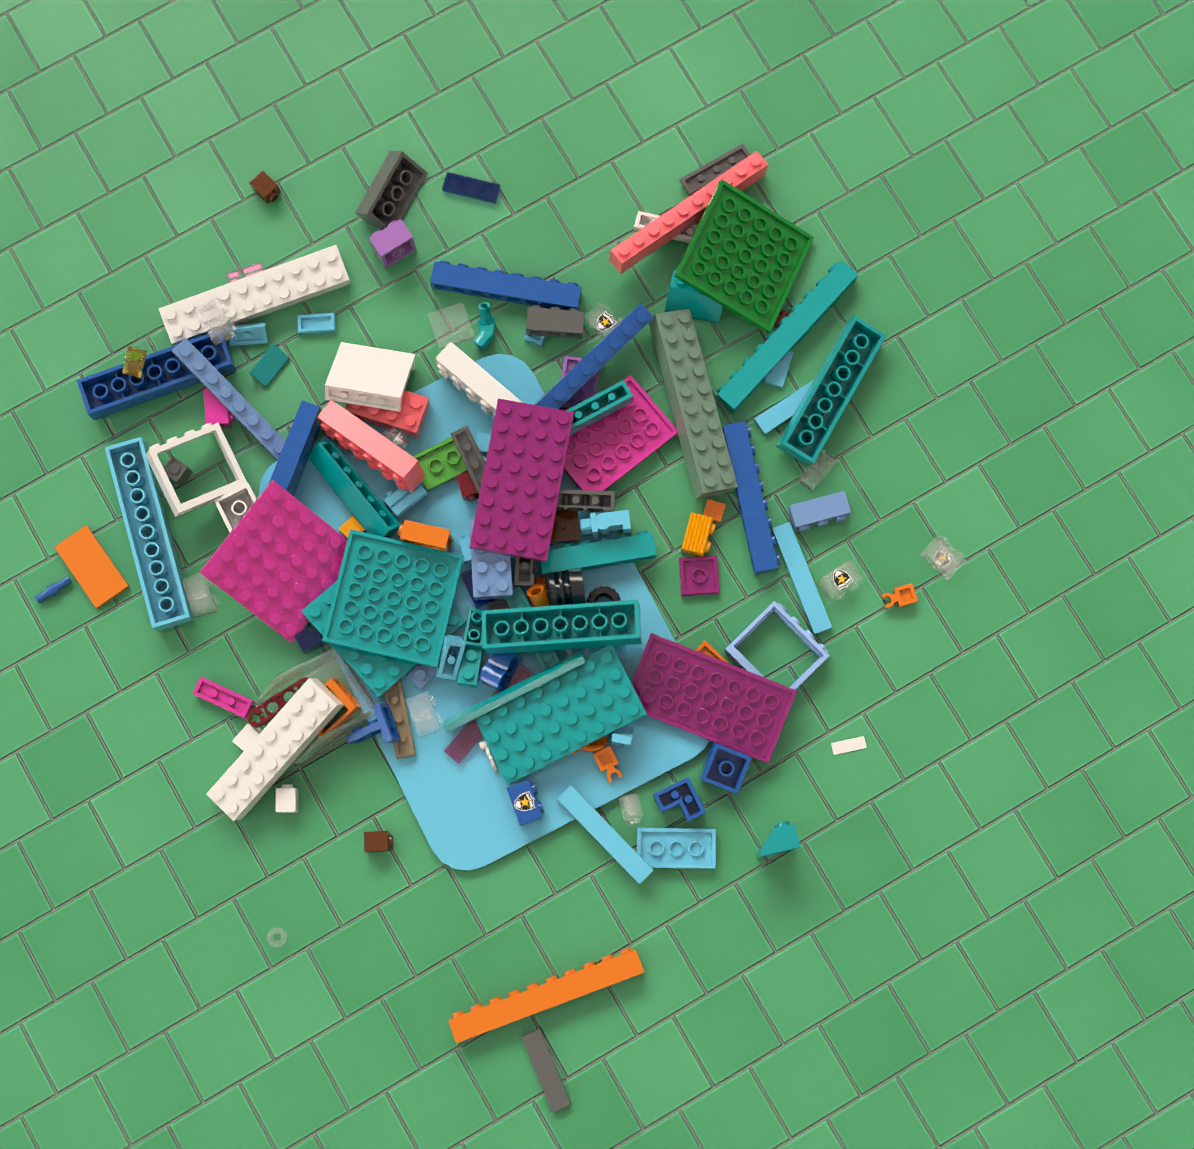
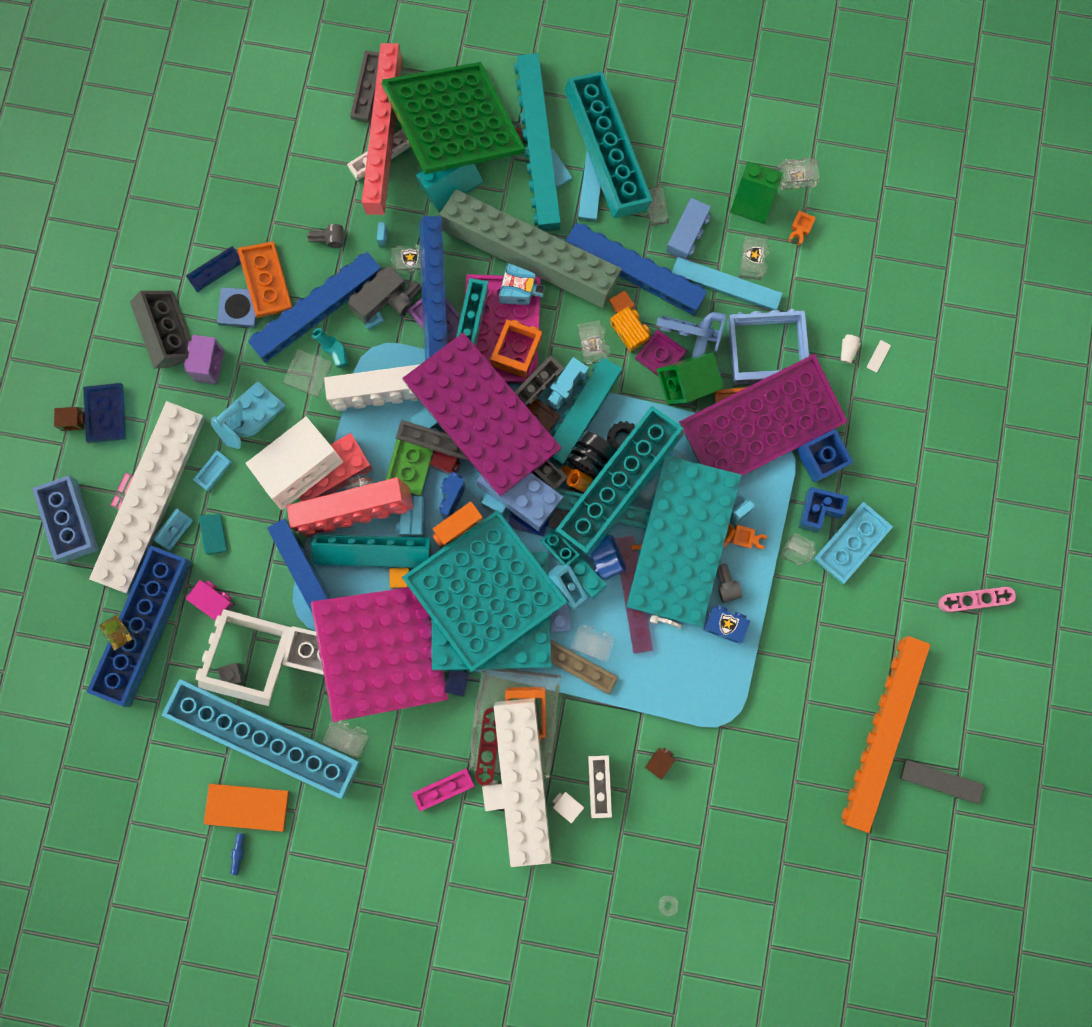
camera: 50 degrees left, 0 degrees up
(189, 252) = (65, 519): none -> medium blue brick
(216, 322) = (142, 541): clear brick -> none
(229, 397) = (212, 583): medium blue plate -> none
(292, 208) = (104, 413): none -> clear blue plate
(321, 810) = (599, 786): none -> white brick
(379, 311) = (247, 415): none -> medium azure plate
(384, 723) = (574, 680): blue bracket -> none
(451, 511) = (452, 491): none -> blue plate
(456, 231) = (236, 308): none -> medium blue tile
(494, 231) = (264, 279): none -> orange tile
(514, 691) = (637, 559): teal tile -> none
(555, 781) = (729, 589): none -> dark grey axle
(567, 345) = (401, 301): none -> dark grey axle
(572, 249) = (331, 236): none -> dark grey axle
(588, 480) = (510, 365): none -> orange window
(605, 834) = (800, 585): medium azure tile -> none
(606, 285) = (382, 234): none -> medium azure tile
(653, 422) = (519, 286): none -> torso
(661, 515) = (592, 342): none -> clear brick
(696, 614) = (690, 378): none -> green slope
(713, 984) = (976, 597): none -> bright pink beam
(741, 588) = (703, 330): none -> medium blue plate
(779, 840) = (915, 461): teal slope -> none
(832, 717) = (849, 348): none -> white cone
(893, 537) = (756, 192): none -> green slope

